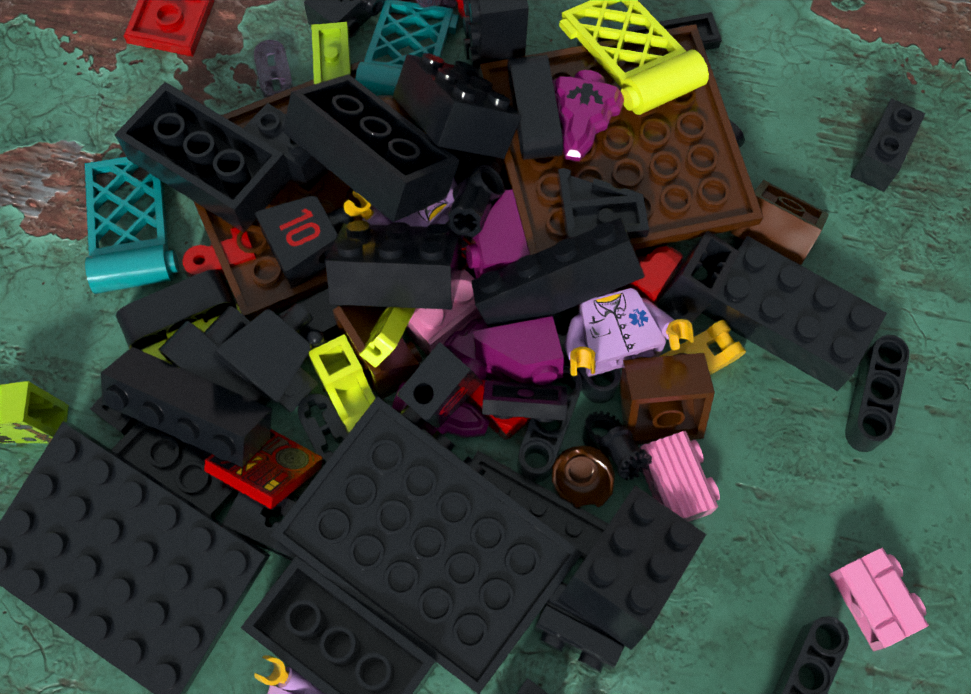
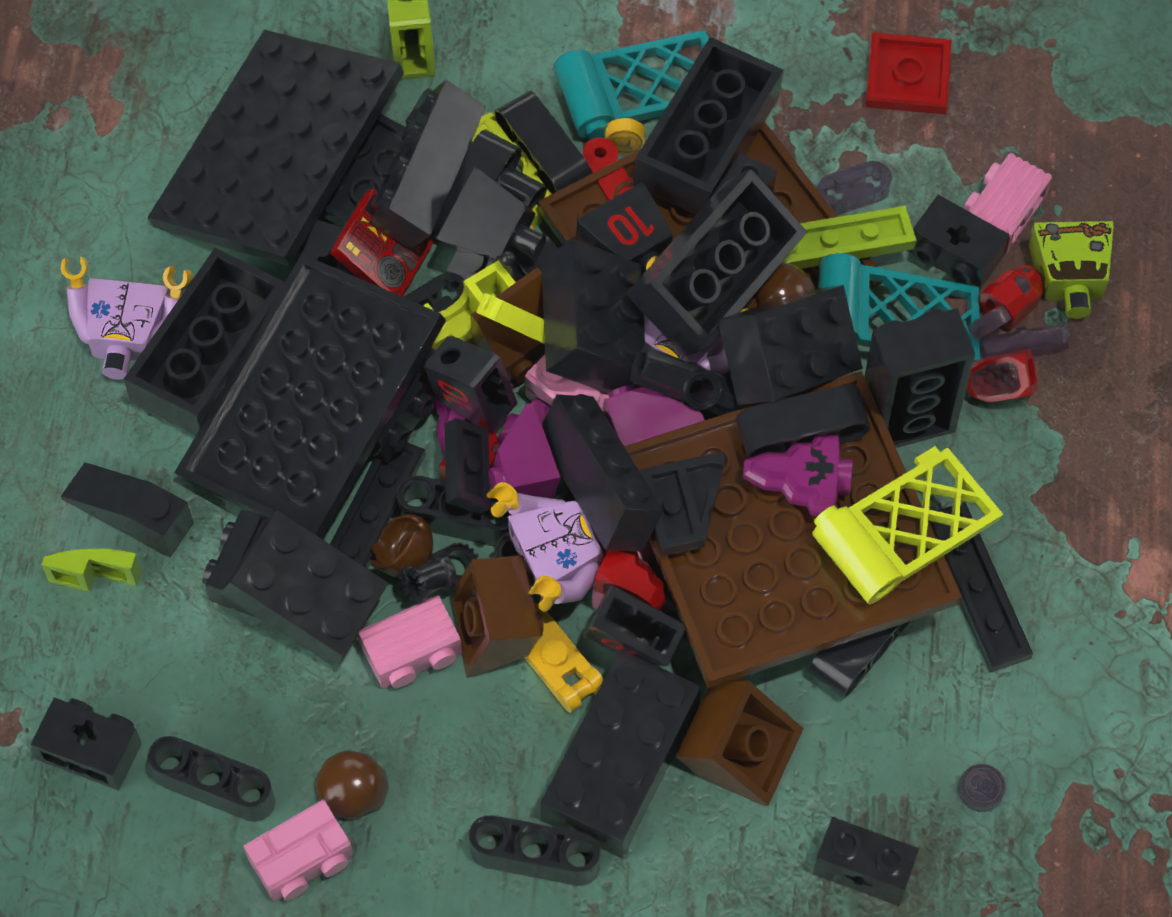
camera: 85 degrees right, 5 degrees down
(182, 237) = (626, 135): none -> yellow tile
(809, 547) = (351, 784): none -> reddish brown hair
(818, 64) = (982, 788): none -> tile

